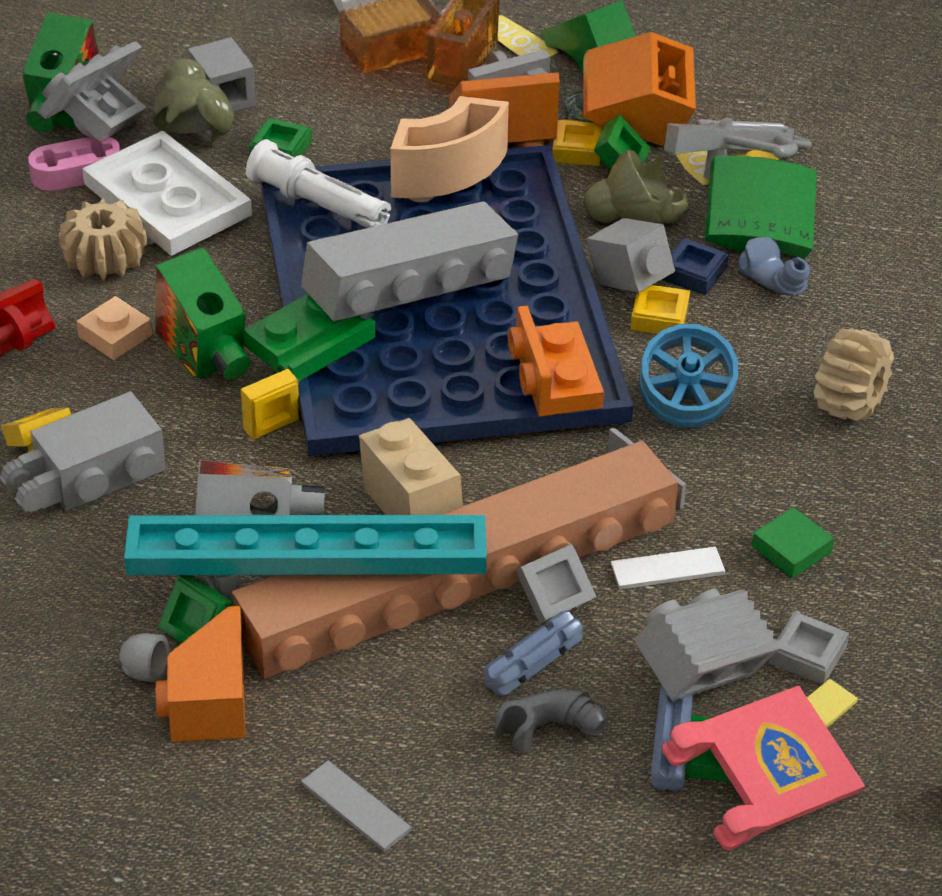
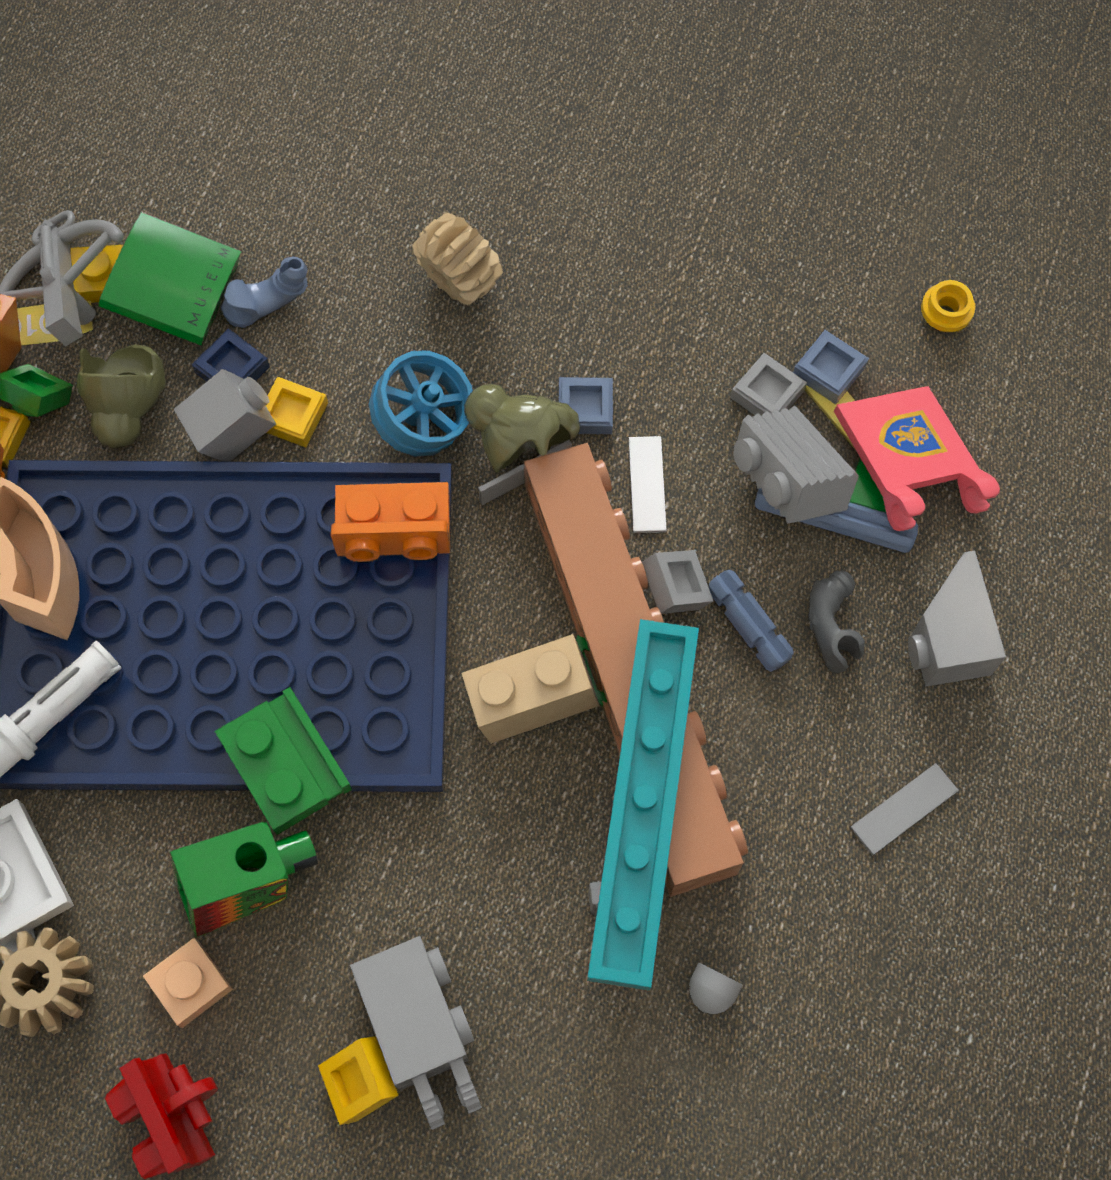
camera: 80 degrees left, 25 degrees up
(191, 607) = (679, 929): green tile -> none
(206, 682) = (763, 925): orange slope -> none
(231, 486) = (535, 858): light grey torso -> none
(270, 404) = (373, 817): yellow tile -> none
(408, 260) = (221, 633): light grey brick -> none
(568, 814) = (958, 630): none -> light grey slope
(684, 436) = (518, 422): none -> olive piece
(737, 507) = (591, 400): none -> sand blue tile
(792, 542) = (640, 370): green tile -> none
(854, 693) = (830, 366): none -> sand blue tile

